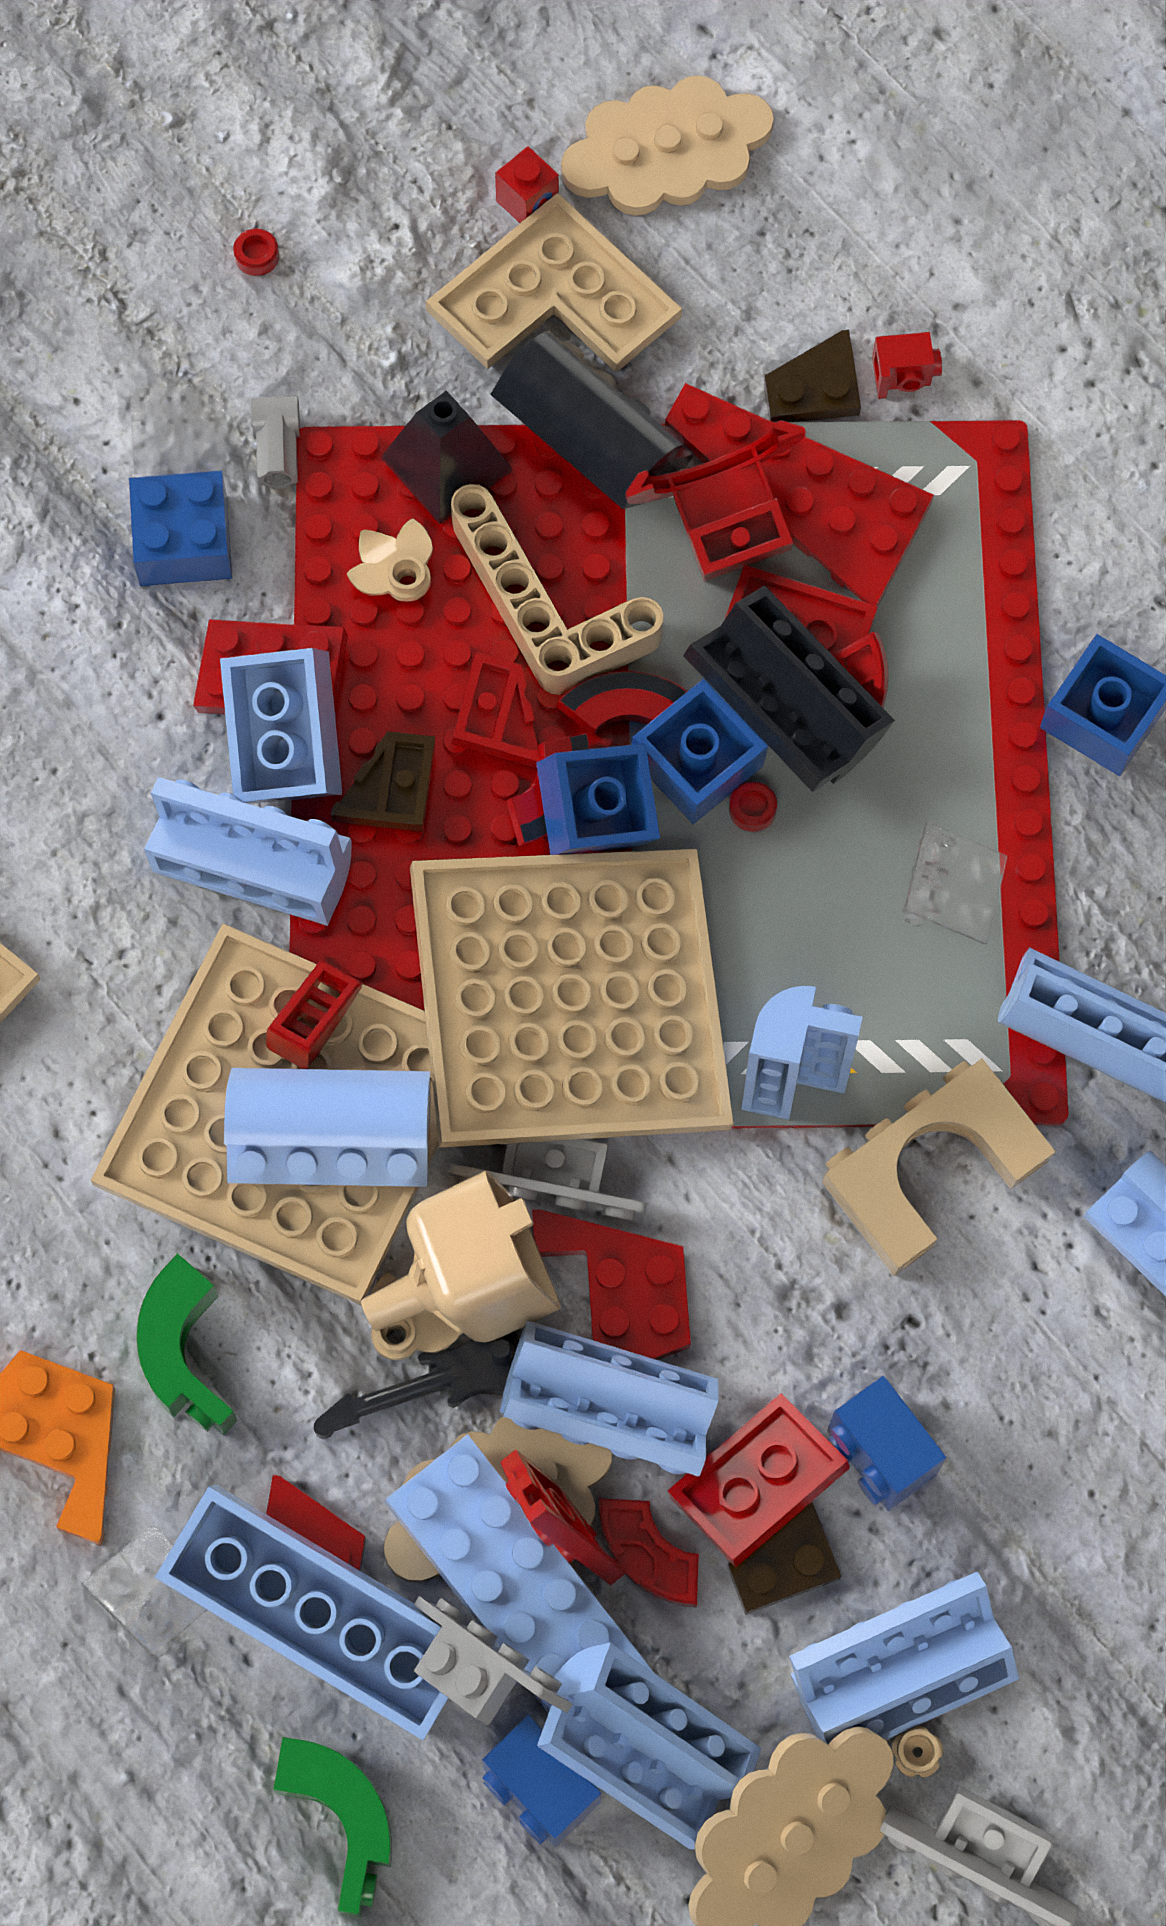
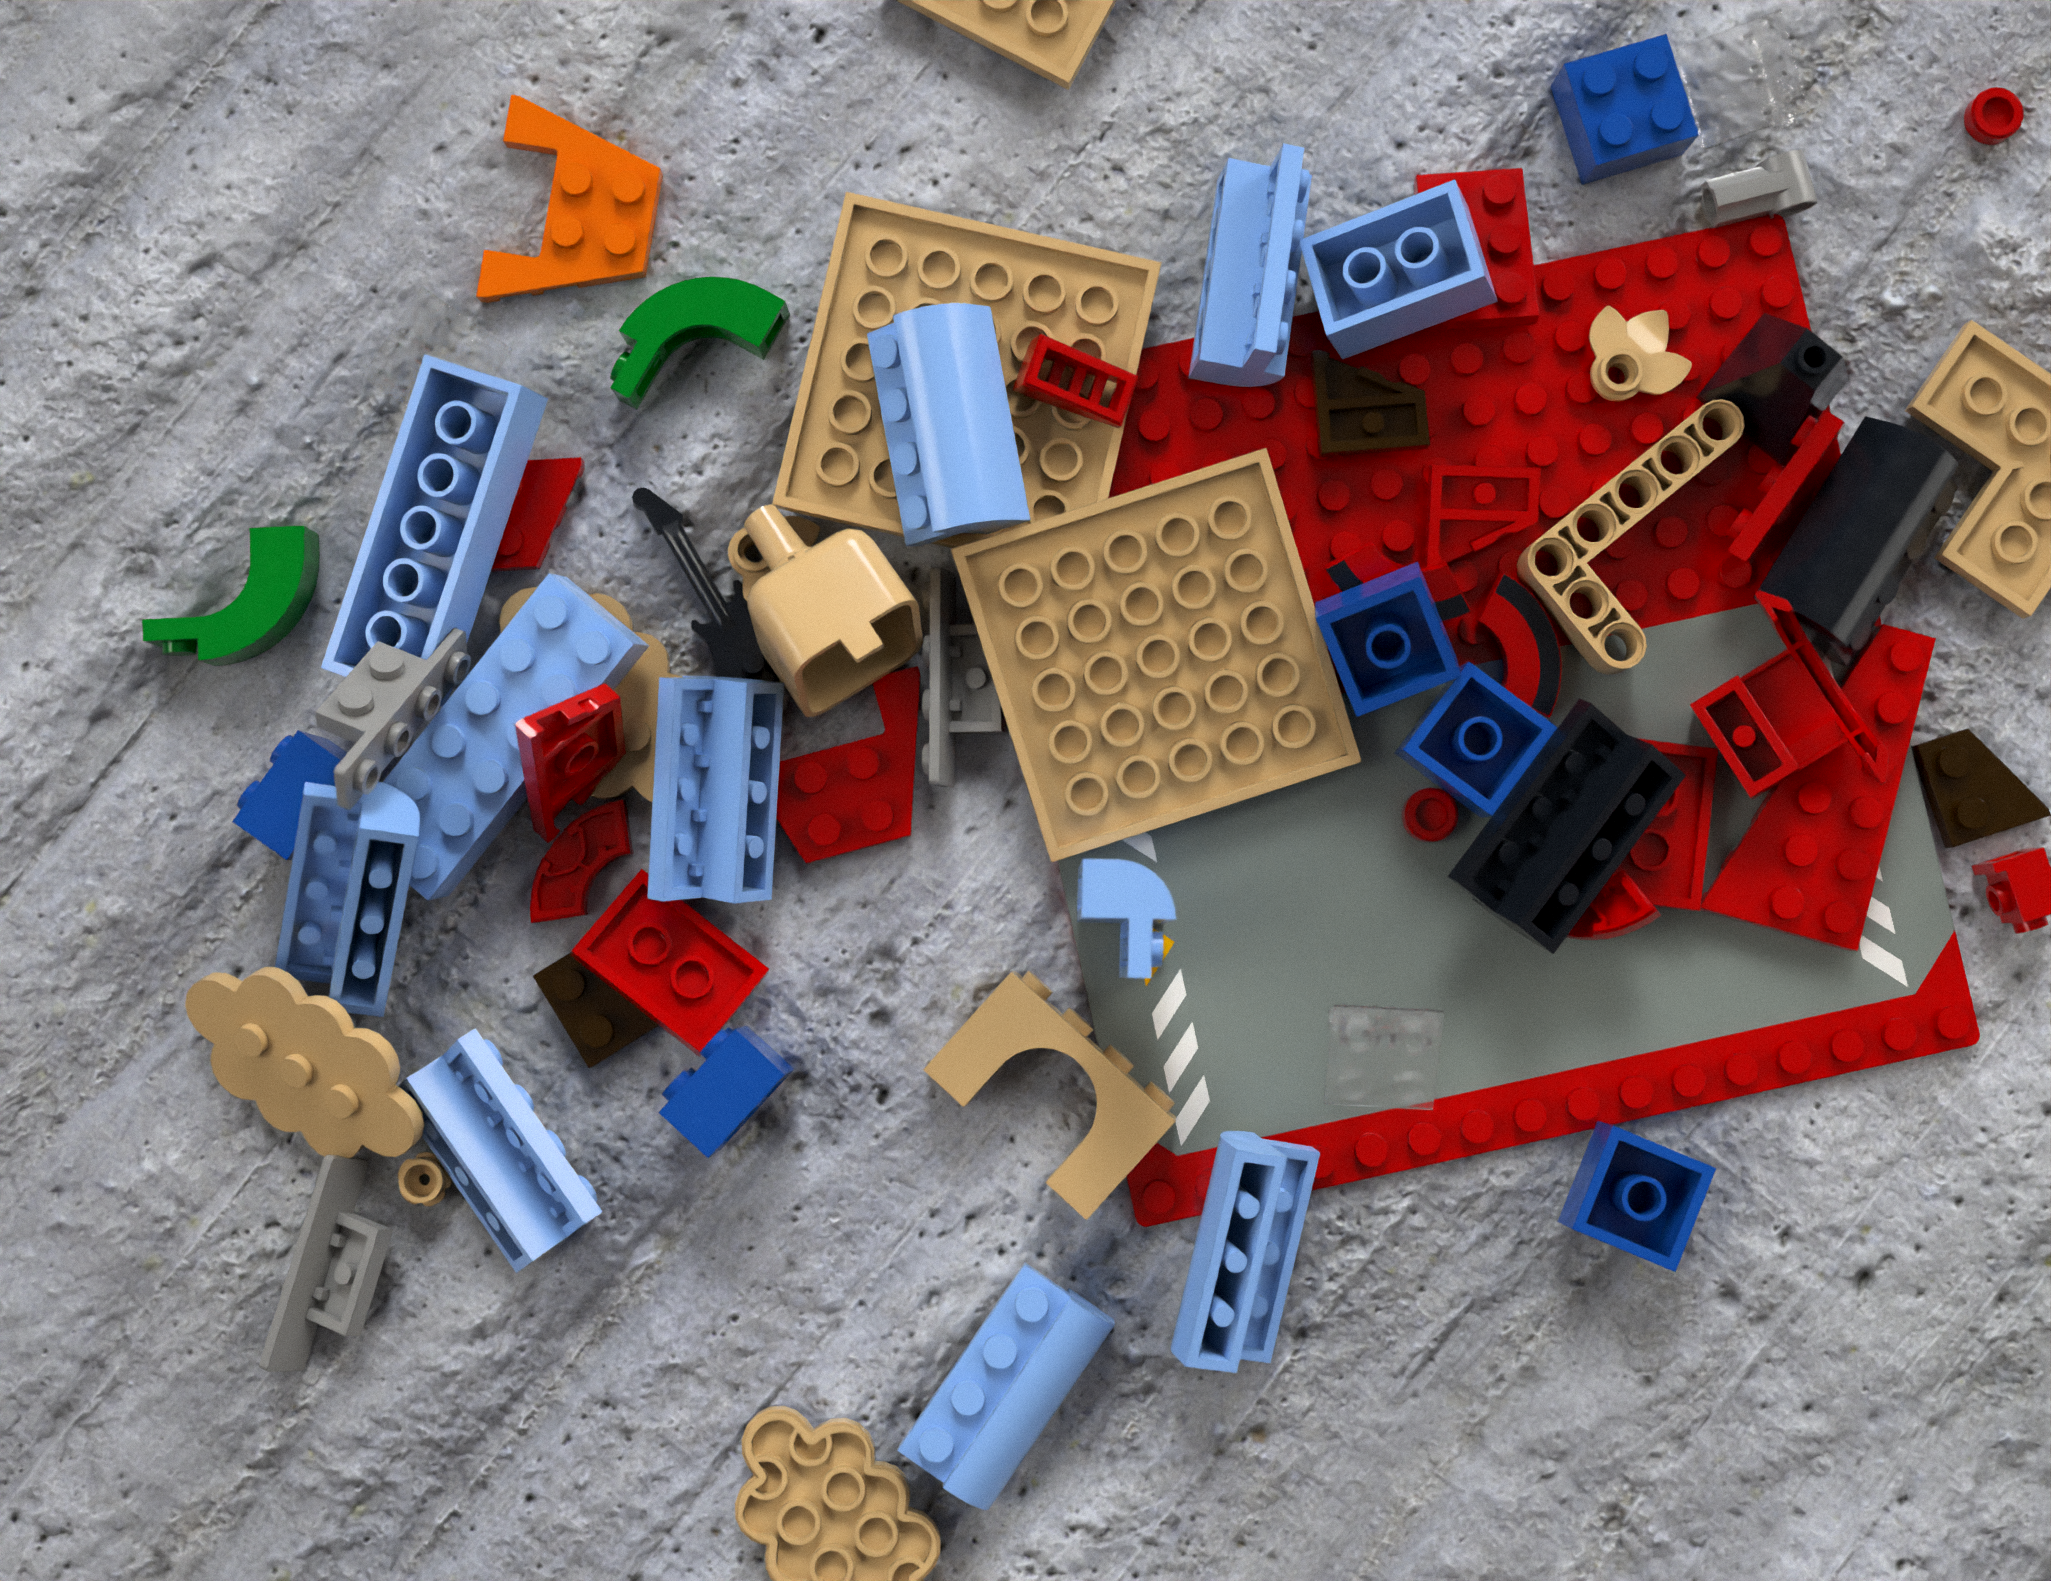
camera: 75 degrees right, 15 degrees up
(534, 465) = (1782, 483): none -> red wing

